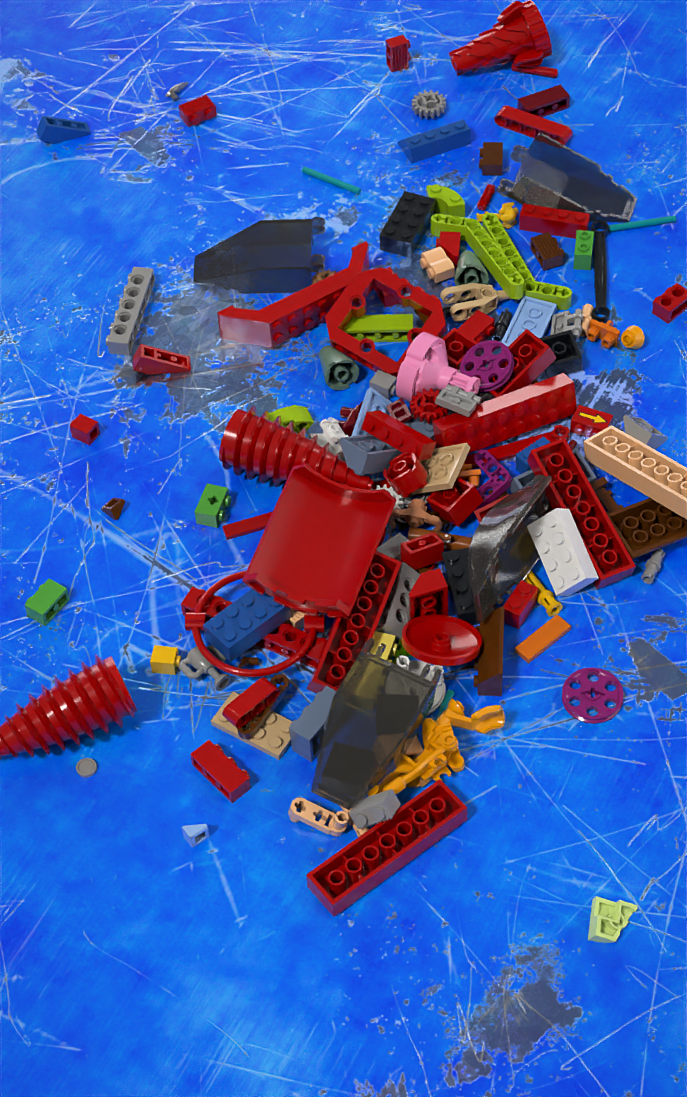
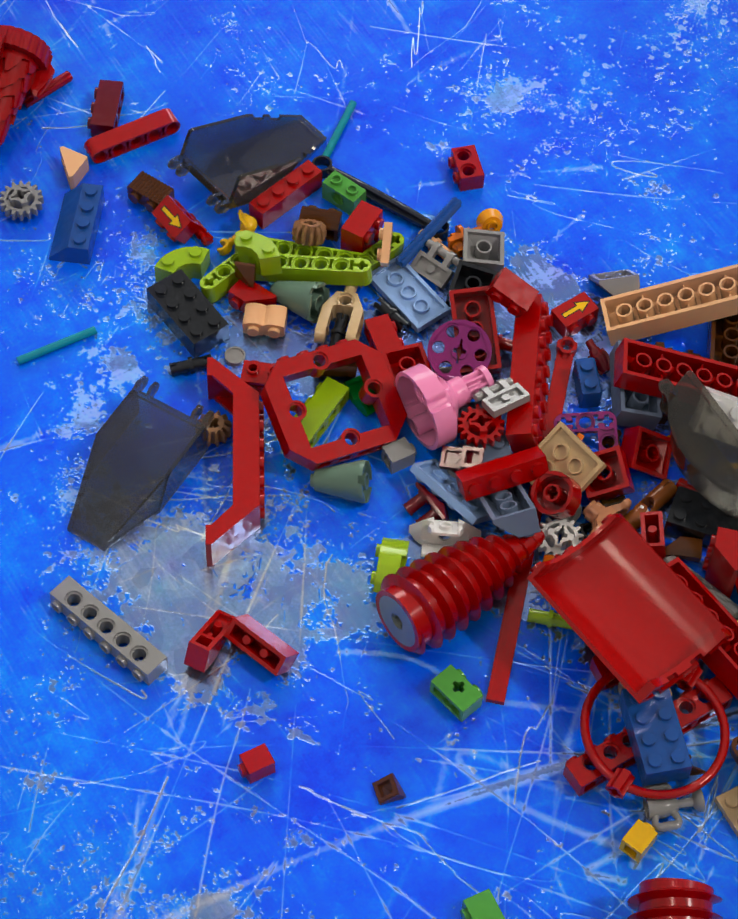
camera: 65 degrees left, 5 degrees up
(173, 386) = (261, 644): none -> red brick
(373, 250) = (190, 365): none -> black pin
(398, 267) = (235, 356): none -> light grey piece
(459, 229) = (245, 272): none -> reddish brown slope
(477, 224) = (258, 250): none -> lime brick
(478, 113) = (75, 165): none -> light nougat slope
(479, 179) = (175, 220): none -> red brick
(524, 243) = (309, 232): none -> medium nougat gear
(547, 284) = (385, 235): none -> light nougat wing
(552, 360) = (511, 292): none -> red brick
(555, 268) = (362, 228): none -> red brick
(593, 307) = (428, 232): none -> blue axle
(596, 343) = (484, 248): none -> light grey slope

